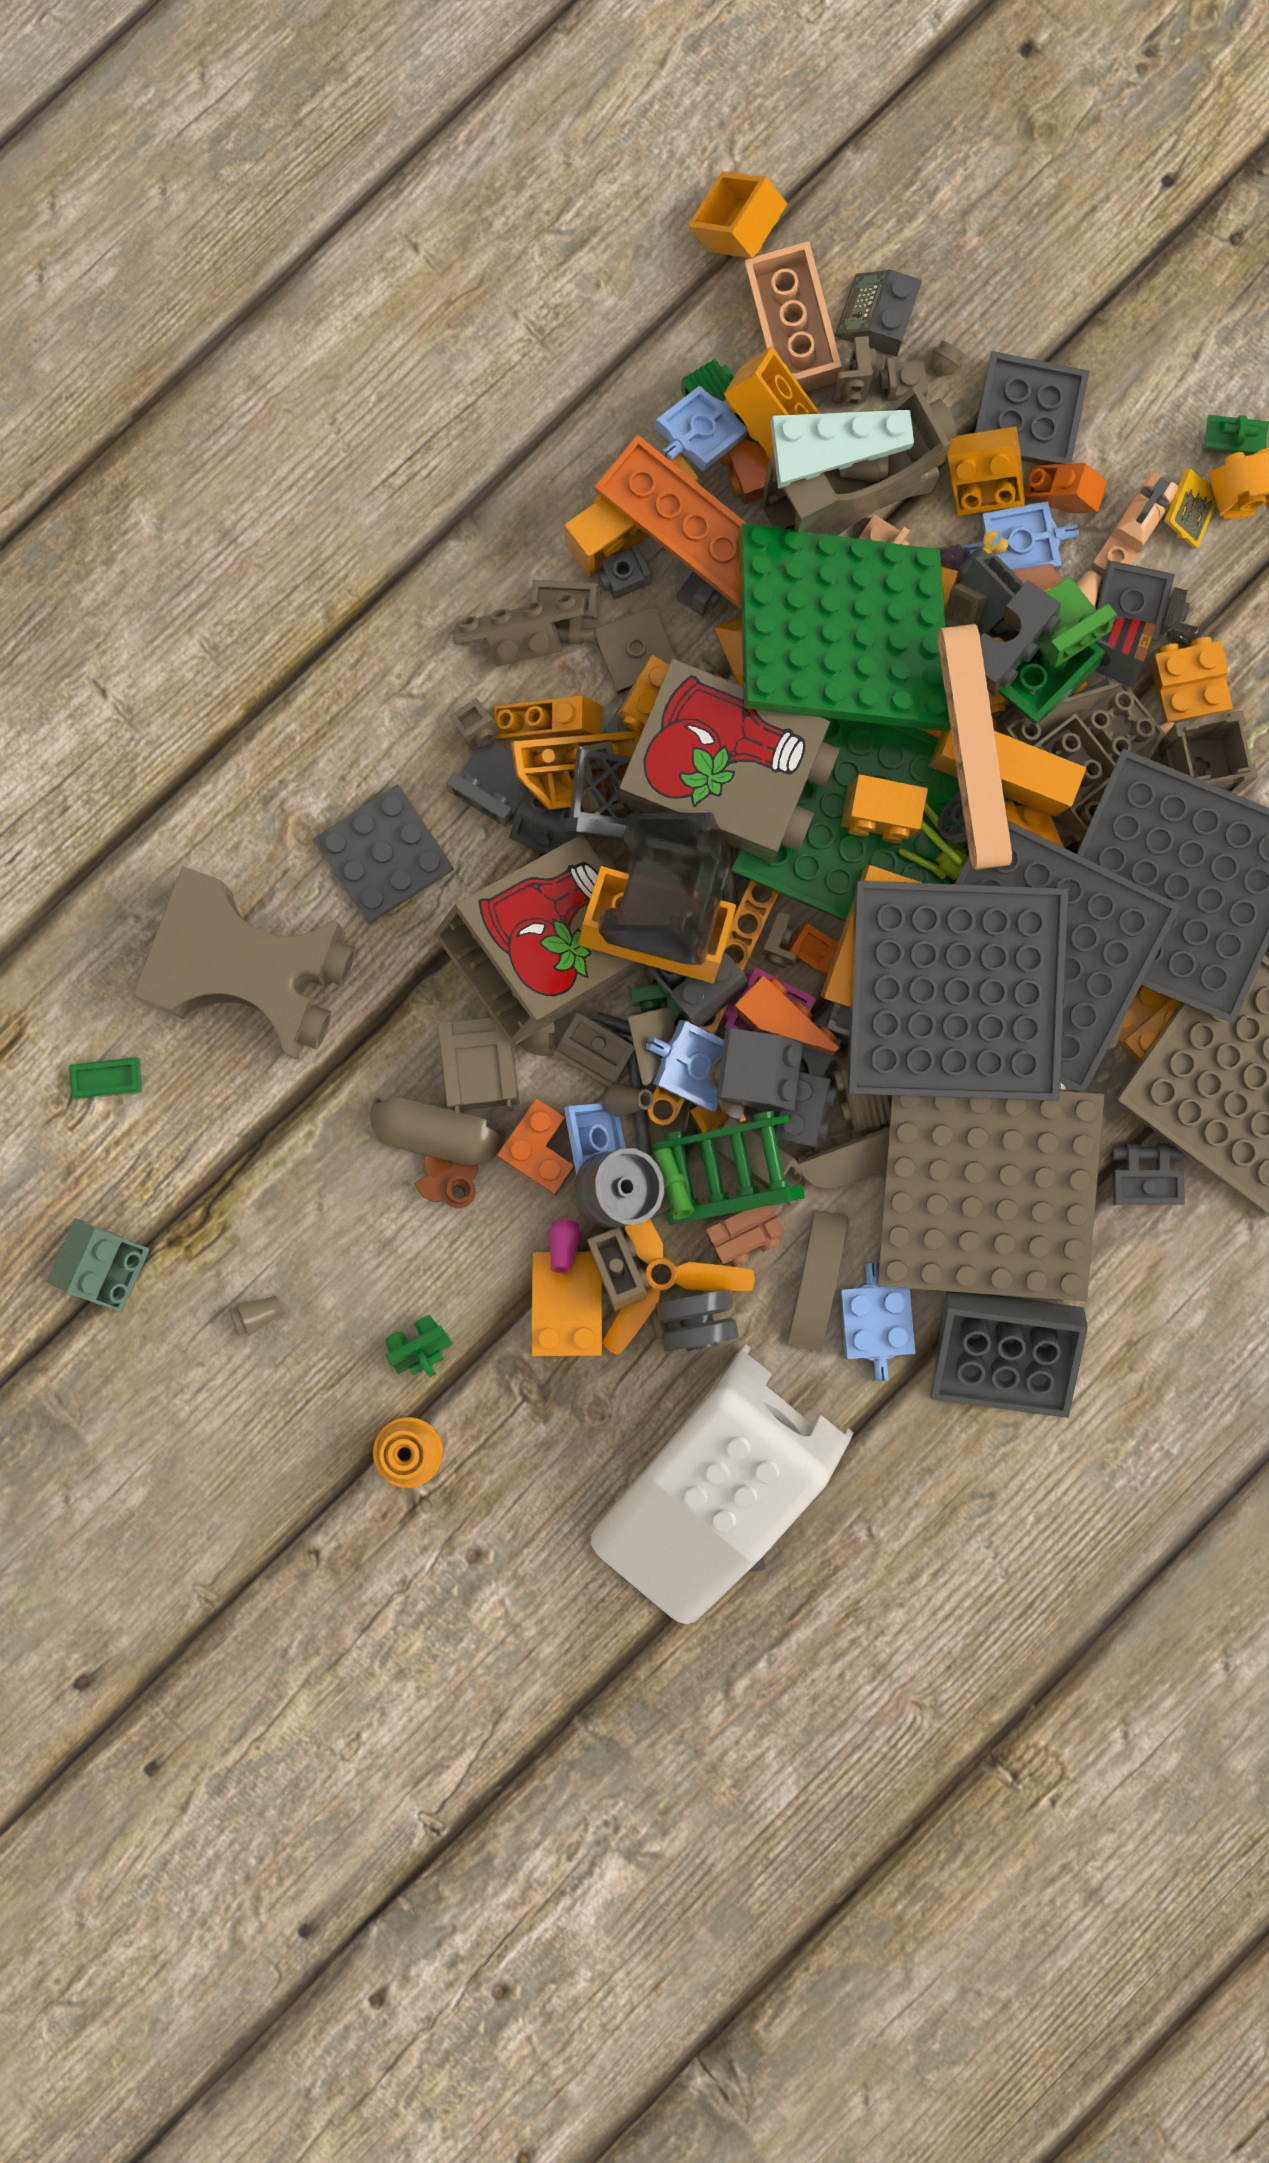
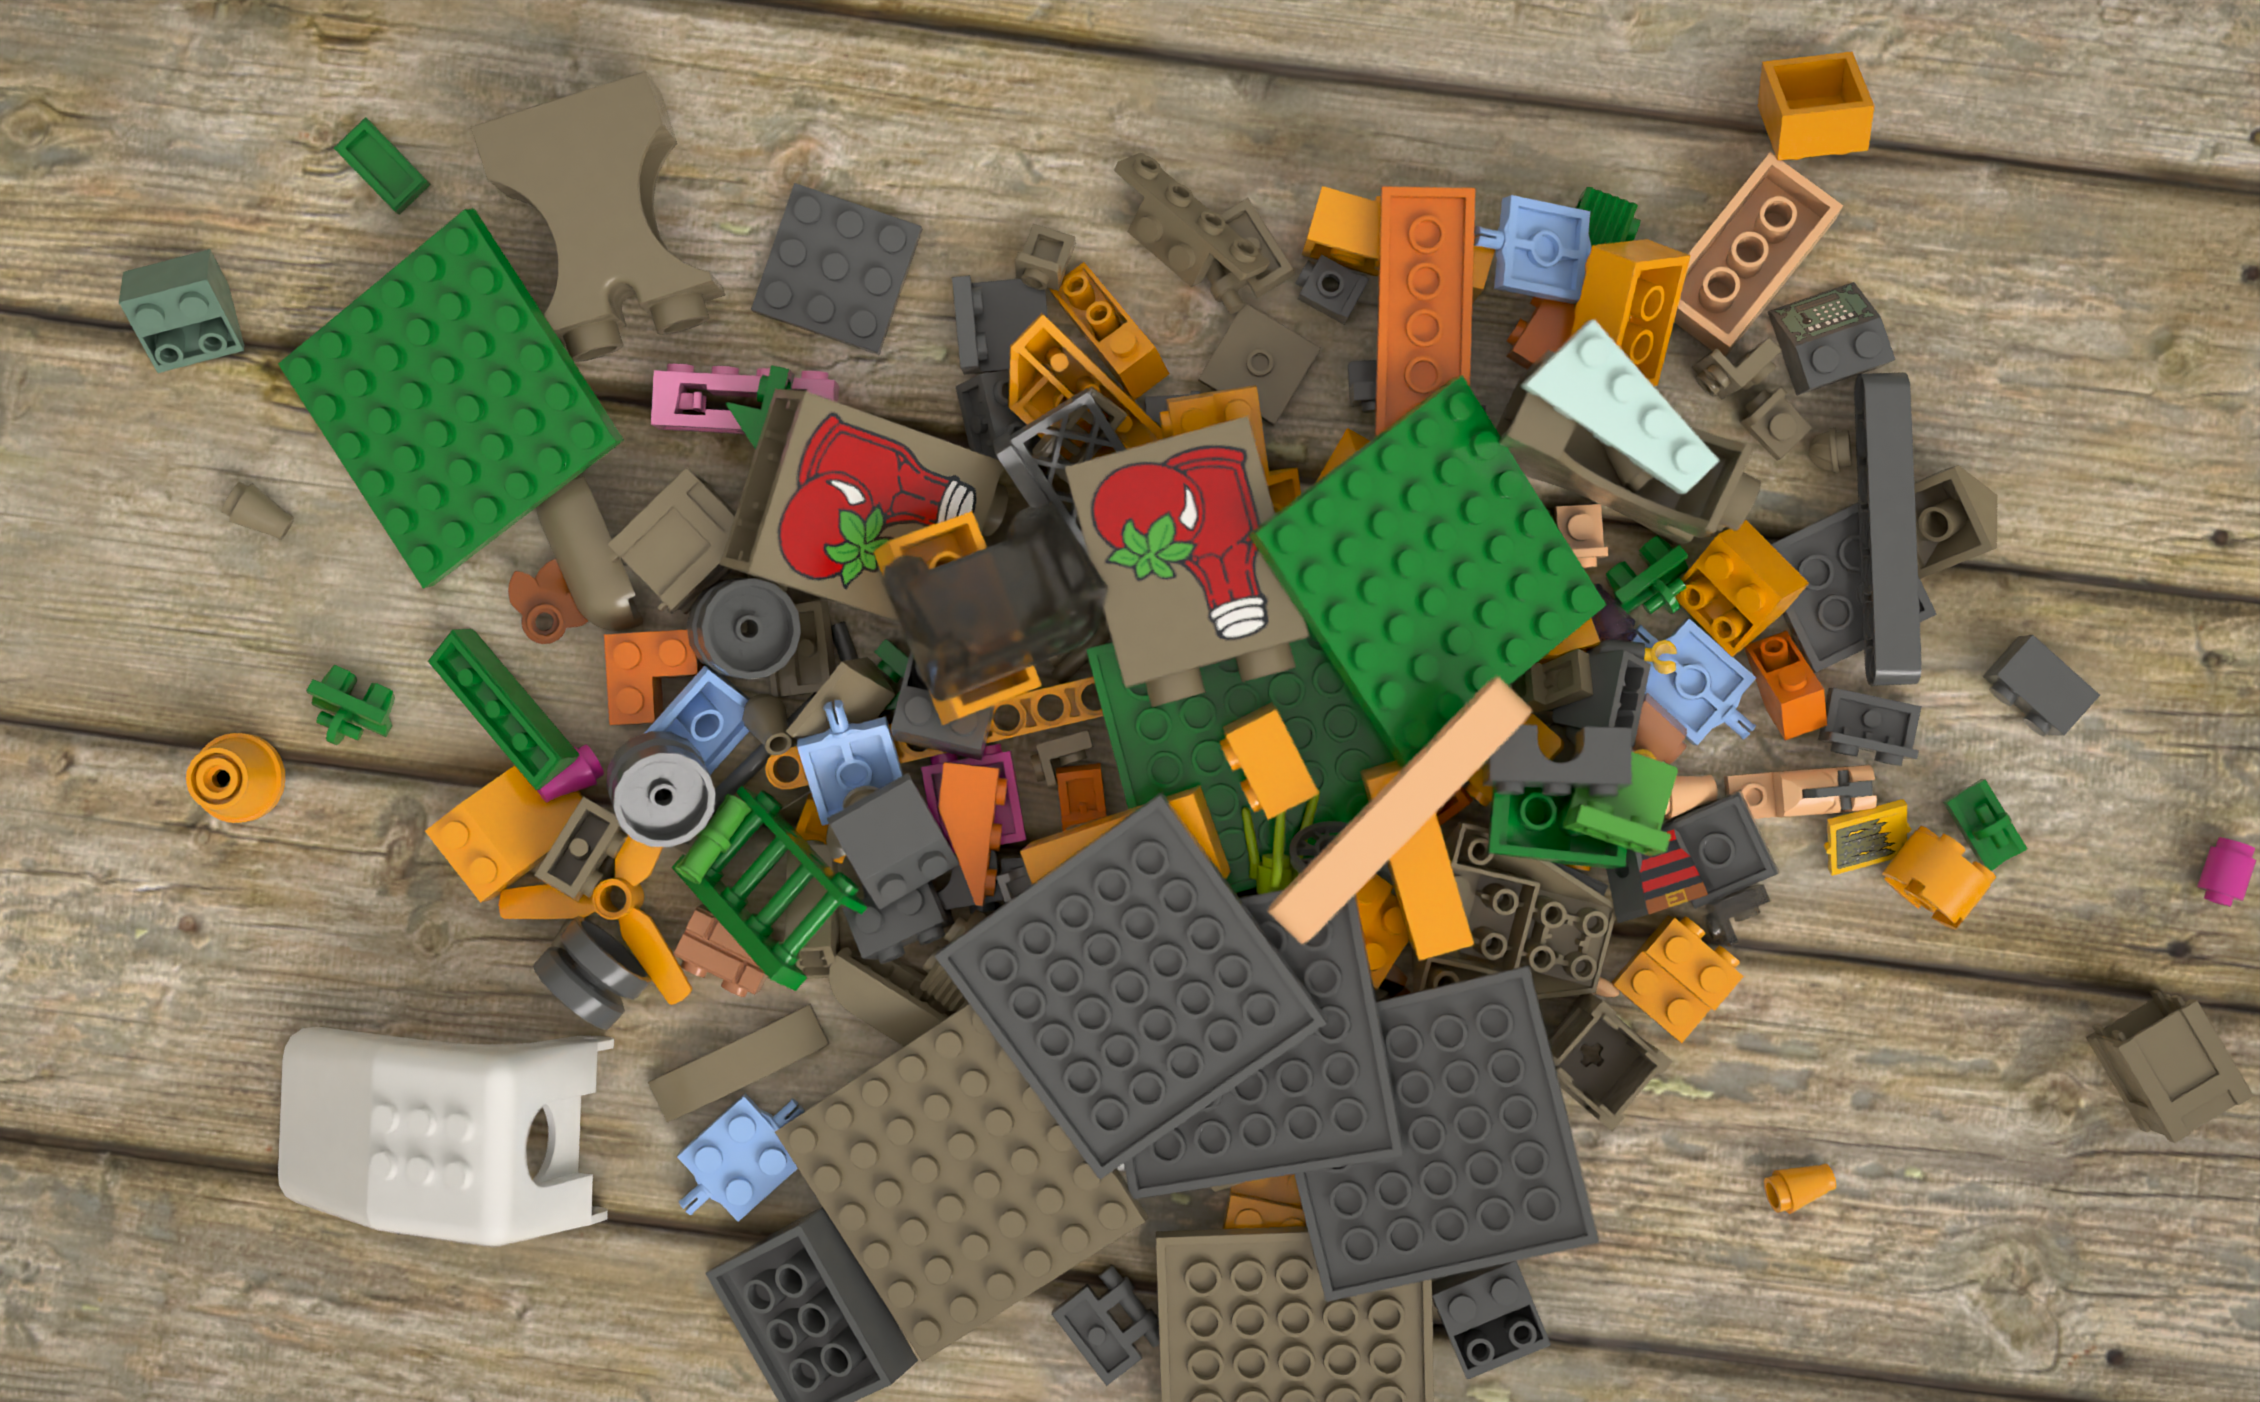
camera: 55 degrees right, 5 degrees up
(283, 1139) = (450, 399): none -> green plate
(399, 971) = (671, 395): none -> bright pink brick
(441, 964) = (752, 419): none -> green slope
(492, 1254) = (502, 707): none -> green slope
(560, 1065) = (770, 633): none -> dark grey wheel
(940, 504) = (1664, 567): none -> green hips
(1018, 359) = (1887, 529): none -> dark grey beam
(1037, 324) = (1953, 519): none -> dark tan slope
(1127, 457) = (1870, 725): none -> dark grey bracket
(1177, 344) = (2040, 686): none -> dark grey brick

